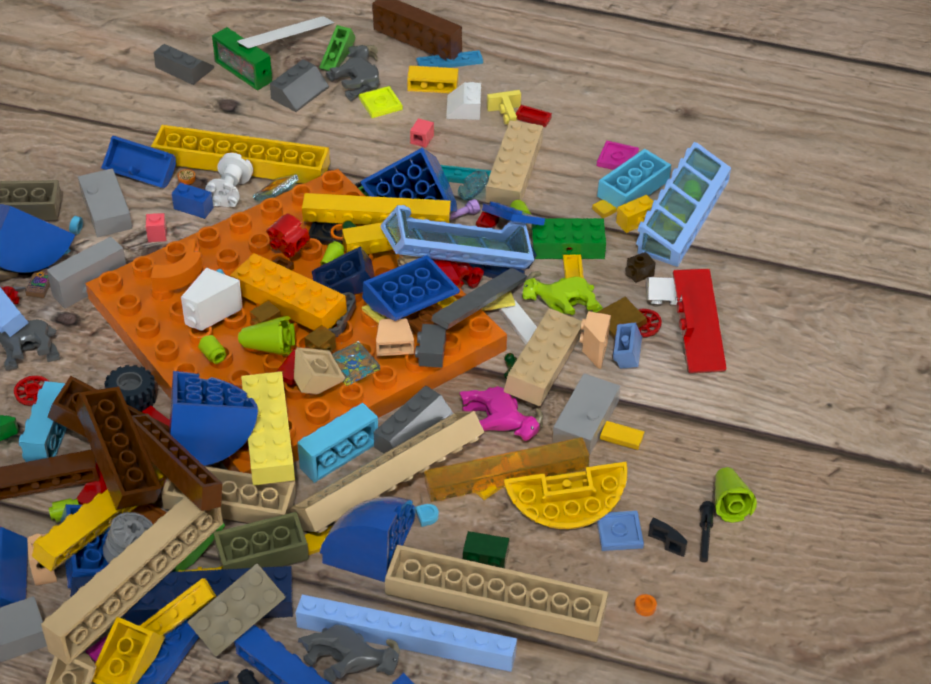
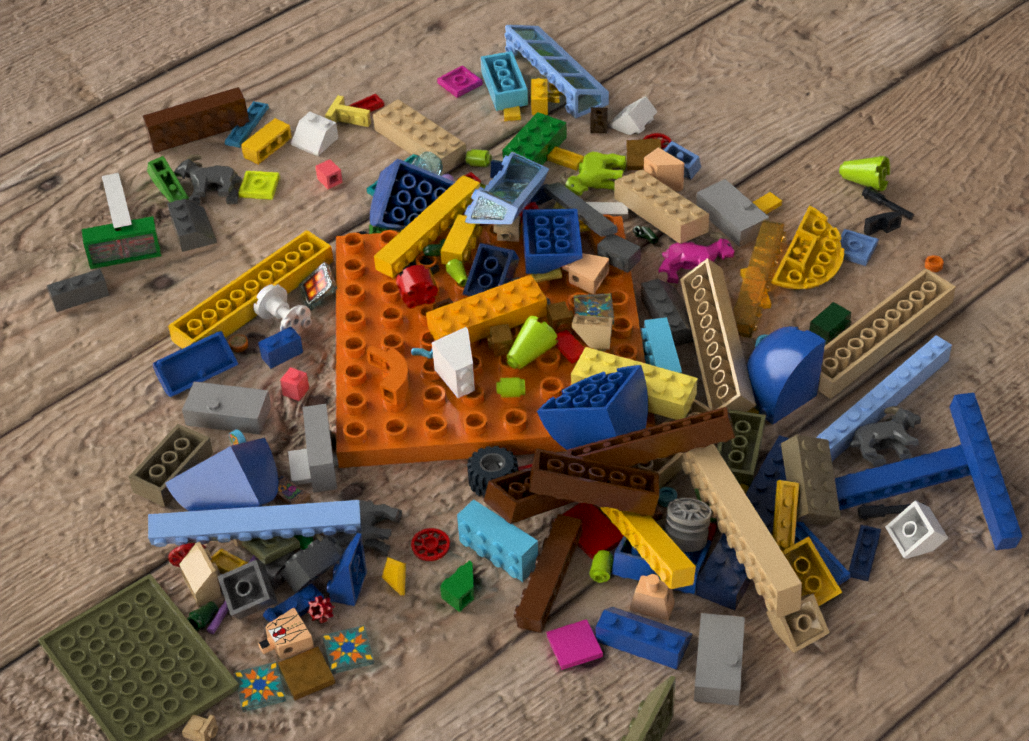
camera: 55 degrees left, 0 degrees up
(511, 213) = (489, 157): blue wing -> none
(699, 321) = (688, 111): red bracket -> none

